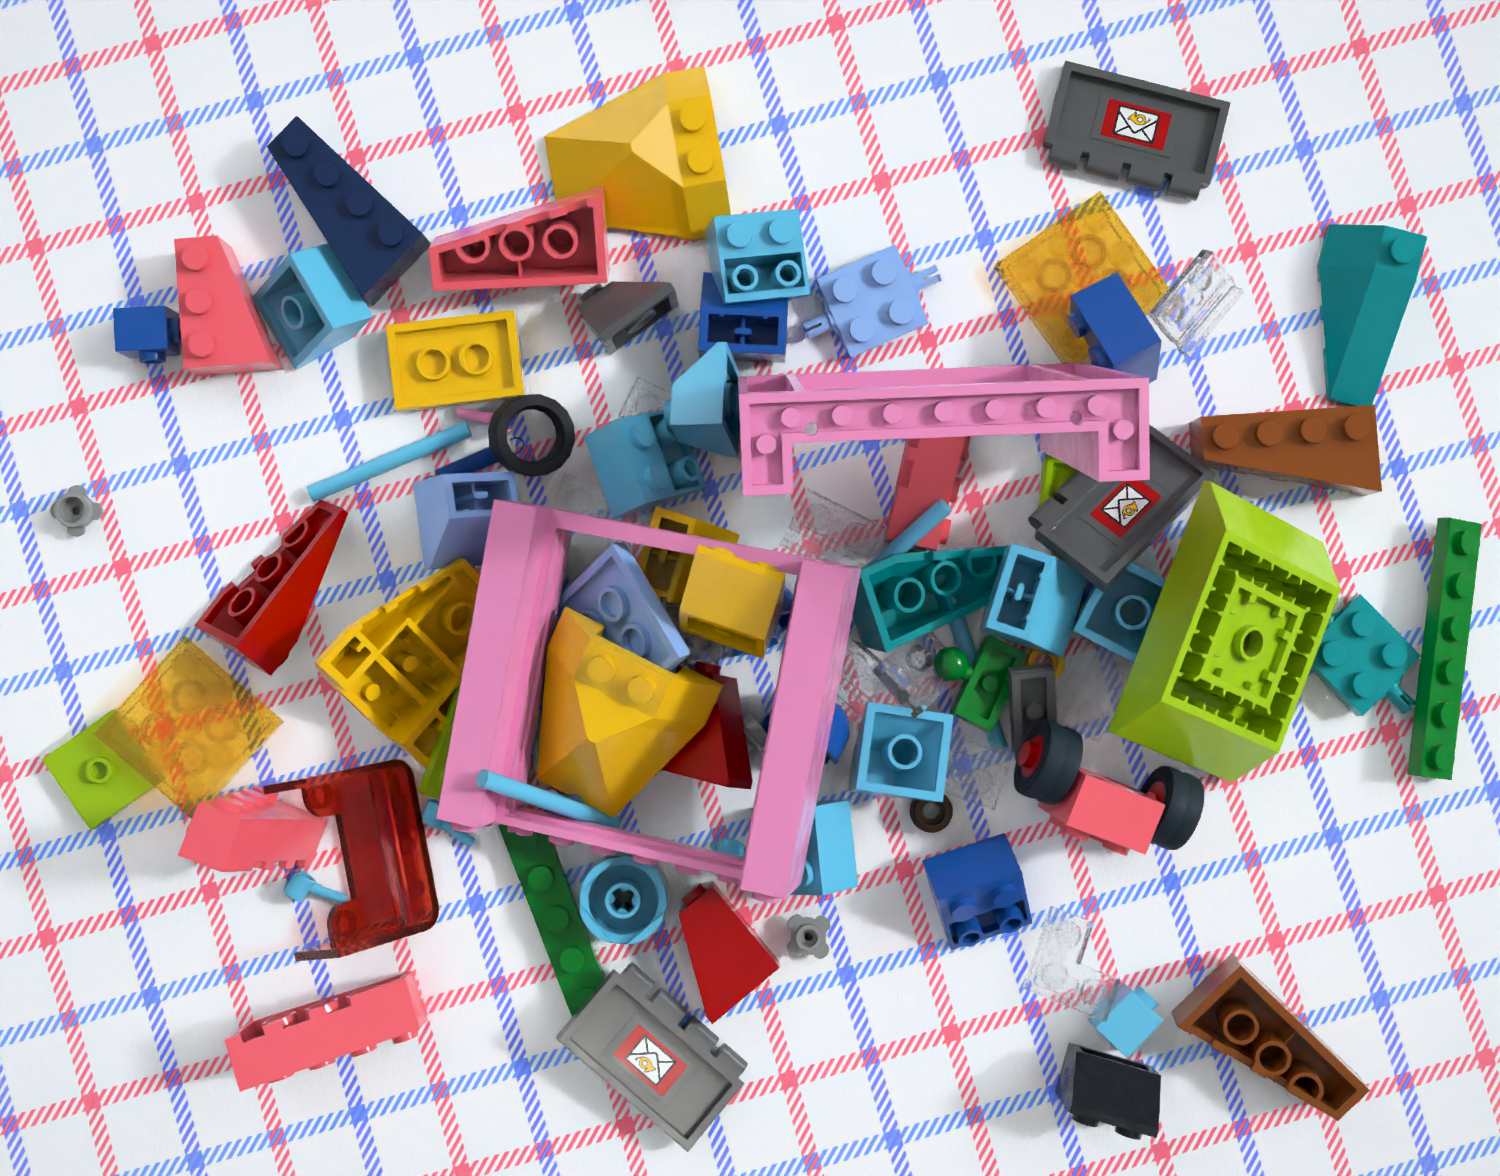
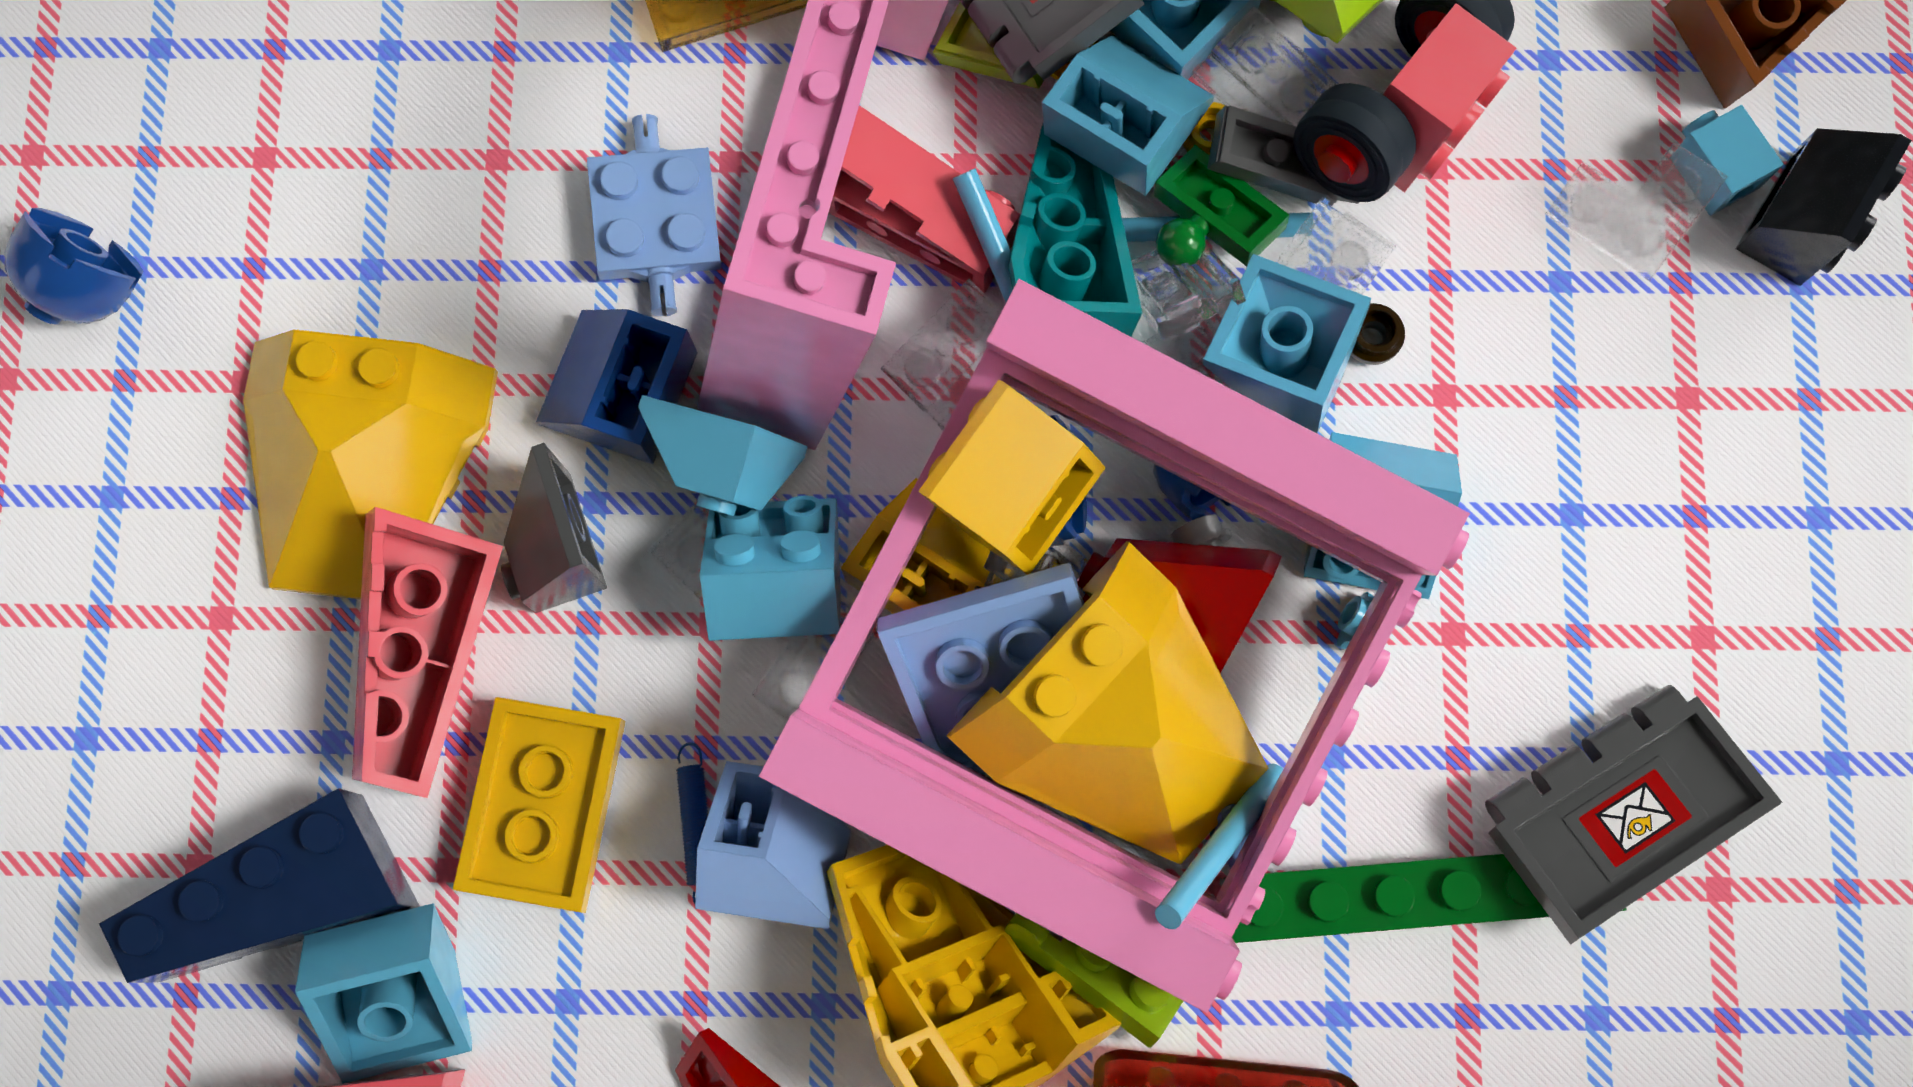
camera: 70 degrees left, 10 degrees down
(389, 461) = (652, 949): medium azure bar -> none
(429, 817) = (1194, 1035): medium azure hand -> none
(474, 415) = (638, 783): bright pink hand -> none
(563, 428) = (691, 678): black tyre -> none
(623, 922) = (1417, 810): medium azure brick -> none
(723, 950) = (1501, 670): red slope -> none
(758, 256) = (537, 335): medium azure slope -> none
(817, 927) = (1492, 558): light grey plate -> none
(978, 891) = (1502, 299): blue slope -> none

